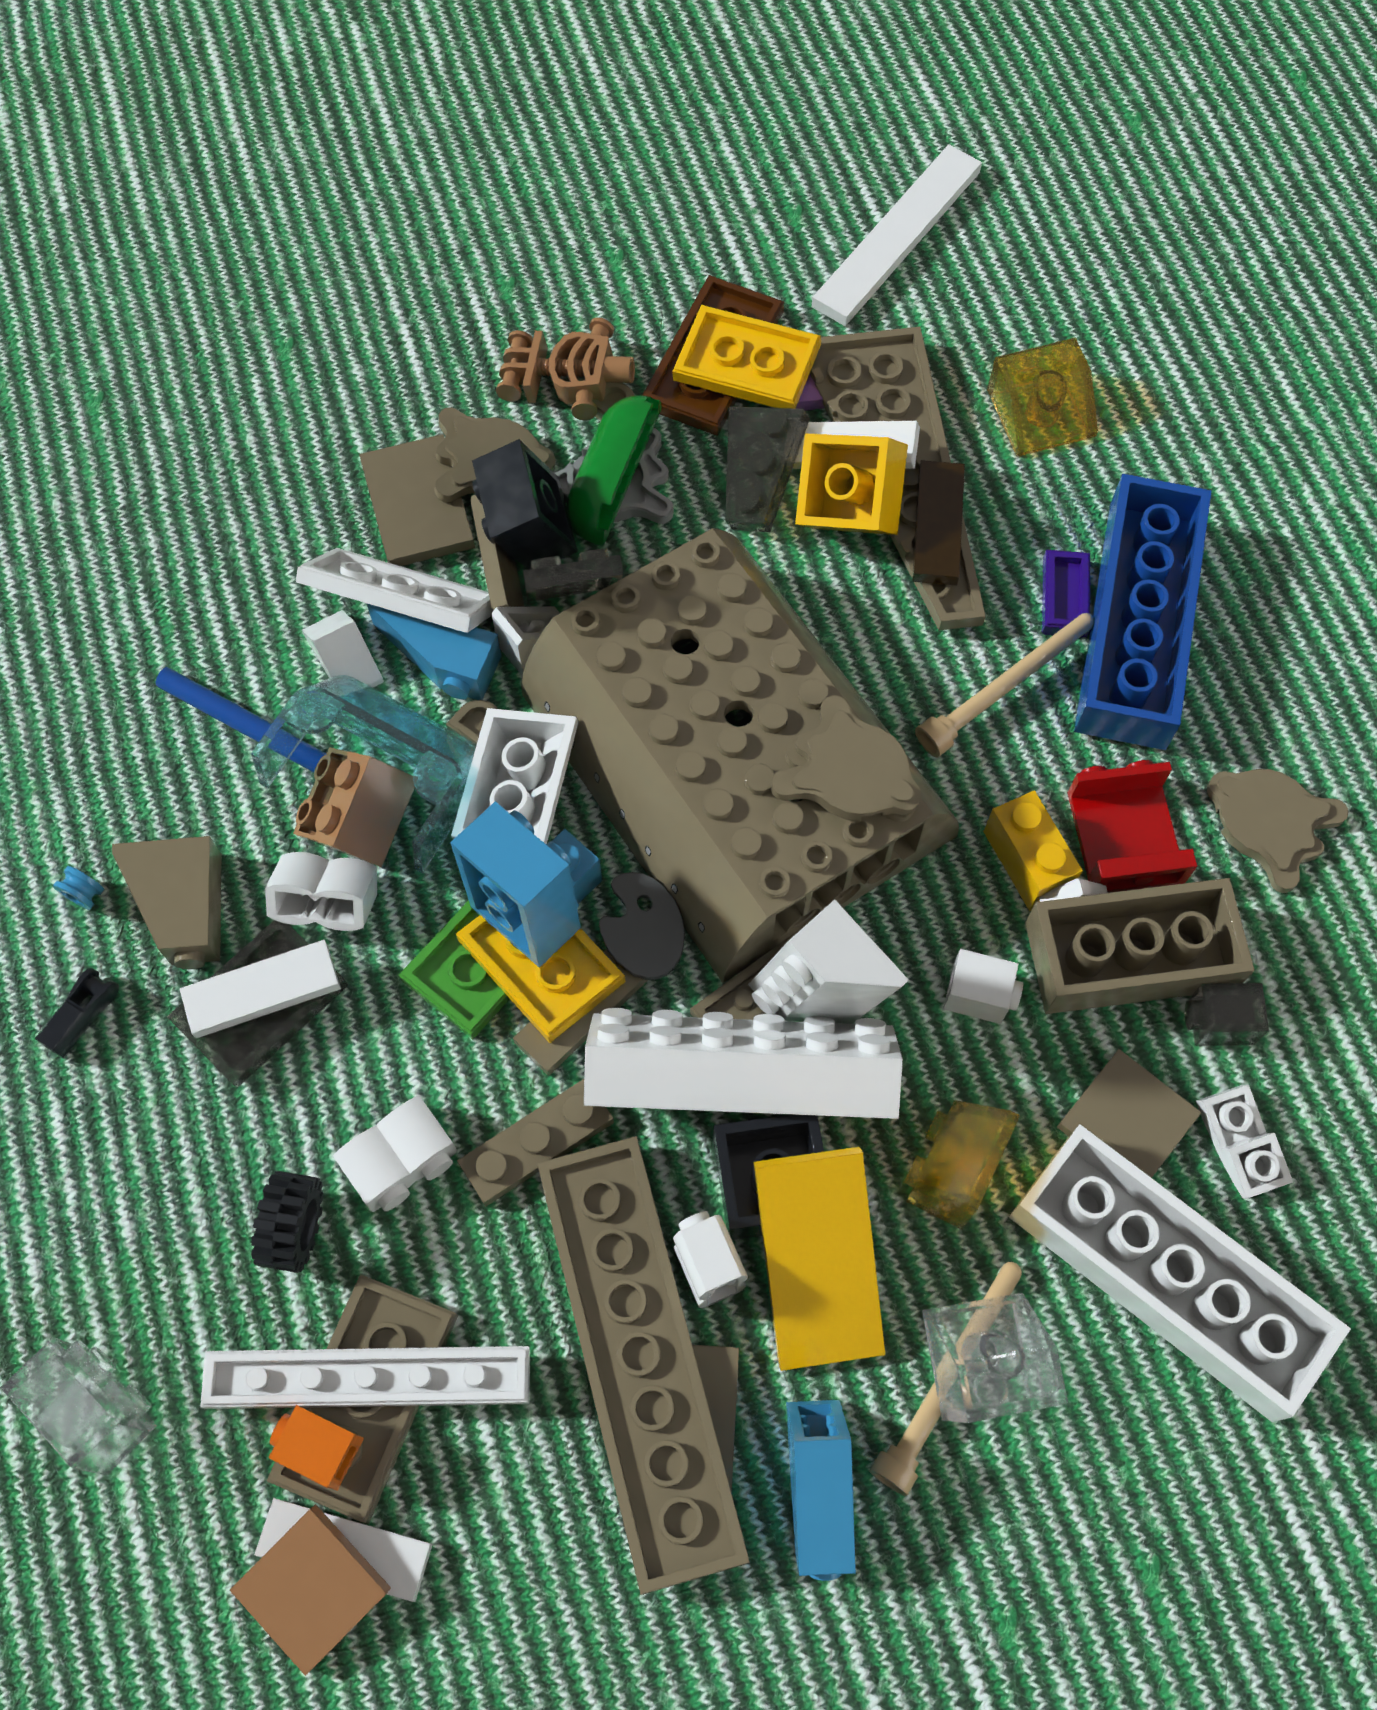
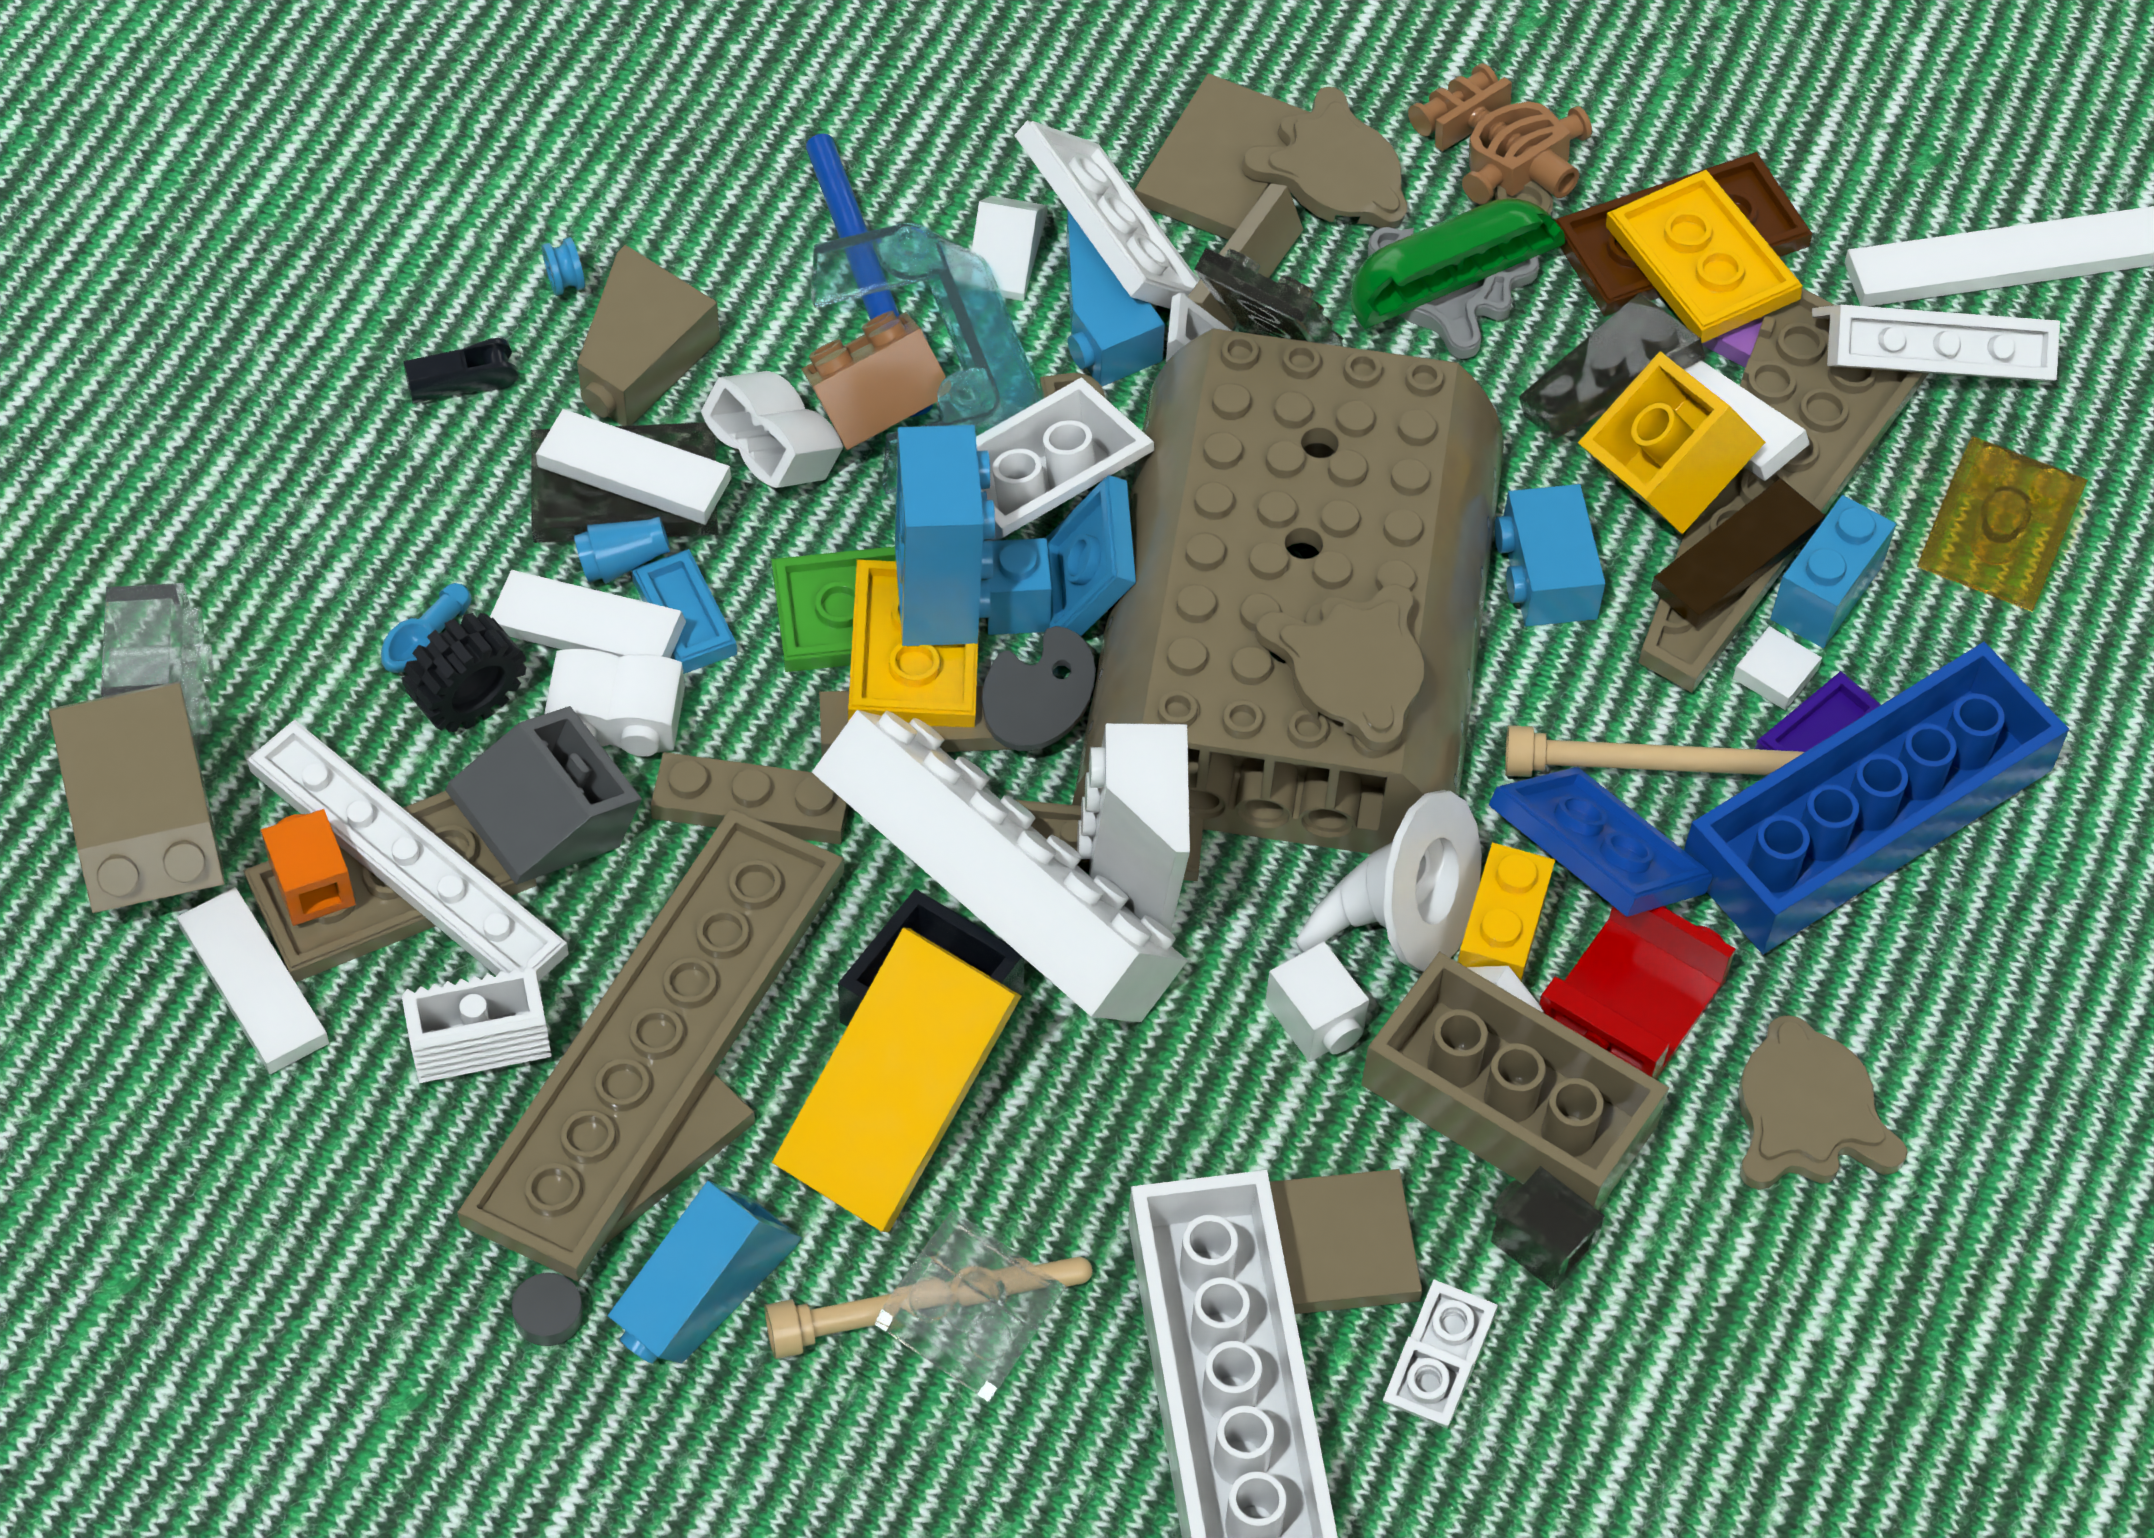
camera: 40 degrees right, 10 degrees down
(160, 1512) = (136, 797): none -> dark tan slope
(224, 1221) = (408, 634): none -> dark azure piece
(300, 1048) = (619, 547): none -> dark azure cone
(310, 1589) = (194, 977): medium nougat tile -> none
(324, 1115) = (584, 618): none -> white tile
(376, 1054) = (680, 586): none -> dark azure tile
(421, 1262) = (545, 796): none -> dark grey slope
(522, 504) = (1312, 220): black brick -> none
(528, 1455) = (476, 1024): none -> white brick
(601, 817) = (1091, 557): none -> dark azure tile
(709, 1259) = (795, 1003): white brick -> none
(743, 1595) = (547, 1309): none -> dark grey tile
(839, 603) = (1550, 555): none -> dark azure brick
(919, 314) = (1941, 342): none -> white panel
(961, 1160) = (1126, 1128): clear yellow slope -> none
(964, 877) = (1413, 886): none -> white piece
(992, 494) = (1832, 571): none -> dark azure brick
(1011, 574) = (1777, 668): none -> white tile
(1039, 756) = (1601, 841): none -> blue tile

